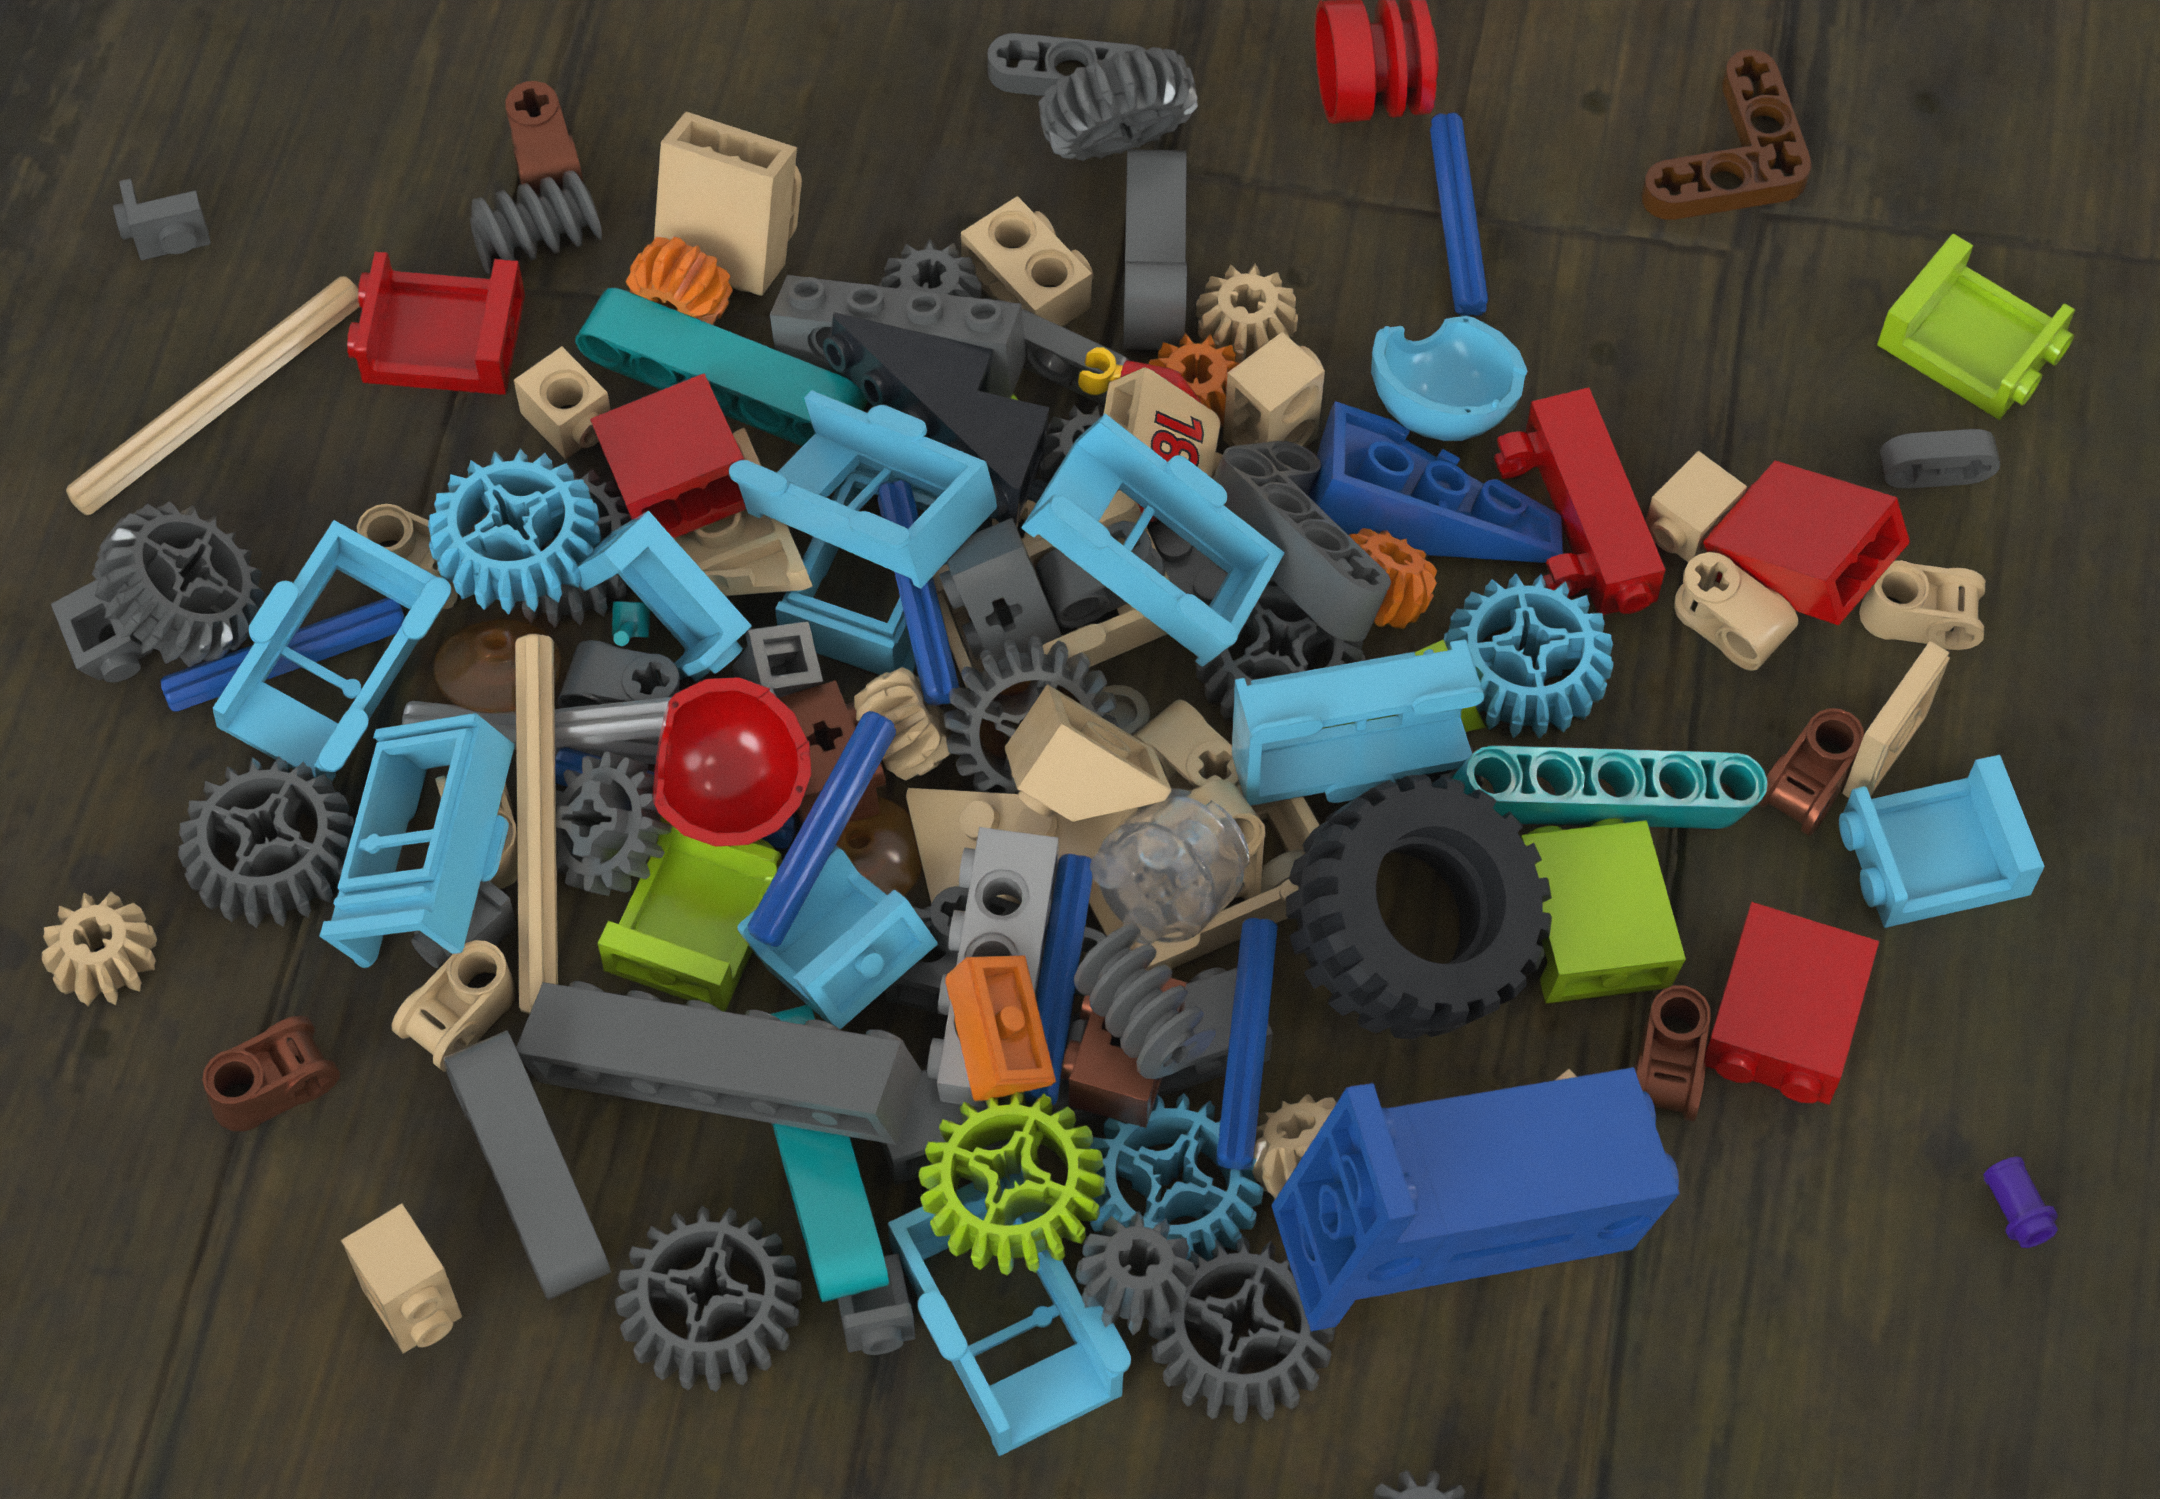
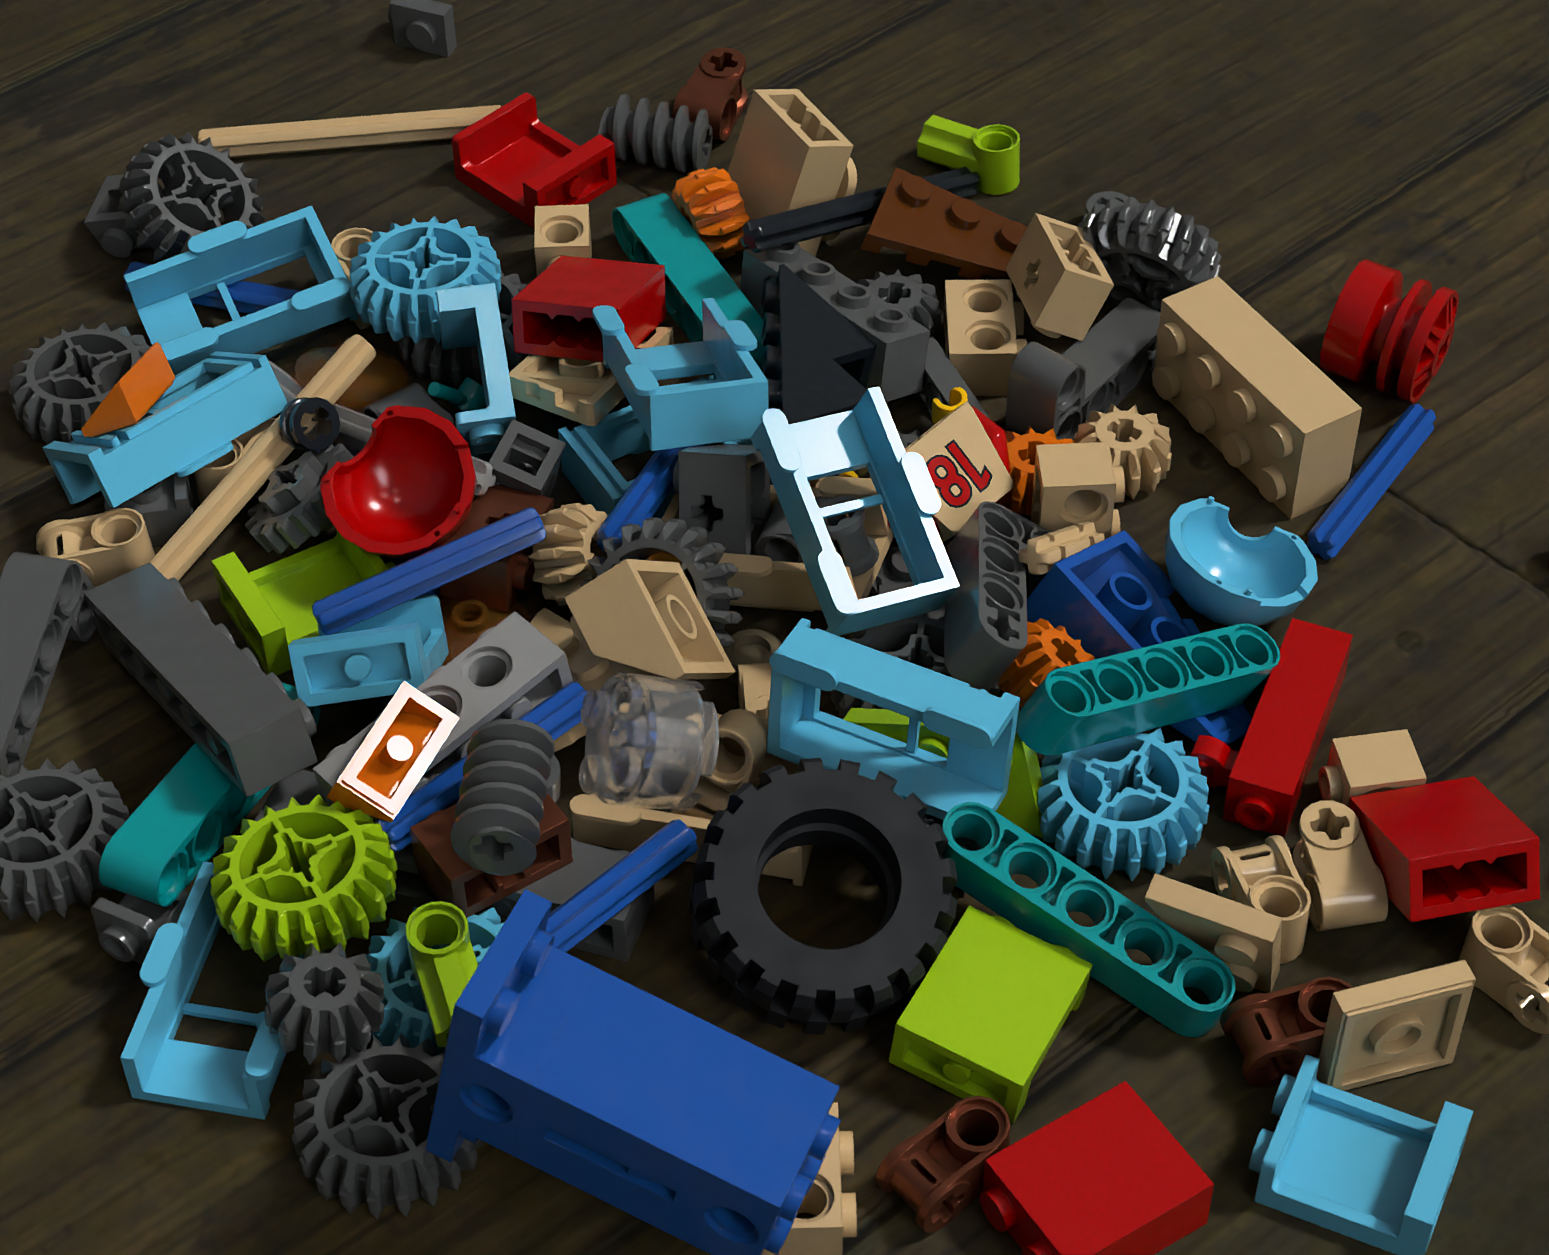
camera: 40 degrees right, 15 degrees down
(375, 835) = (132, 394): none -> orange slope
(563, 751) = (327, 420): none -> black bush
(823, 202) = (839, 214): none -> black axle
(856, 62) = (989, 151): none -> lime piece
(922, 175) = (943, 228): none -> reddish brown wing
(1075, 175) = (1058, 278): none -> tan brick
(1213, 1184) = (443, 971): none -> lime piece
(1313, 456) = (1055, 546): none -> tan axle
(1321, 195) = (1255, 397): none -> tan brick
(1502, 547) = (1146, 688): none -> teal beam
(1695, 664) = (1268, 882): none -> tan piece
(1726, 728) = (1232, 931): none -> tan wing

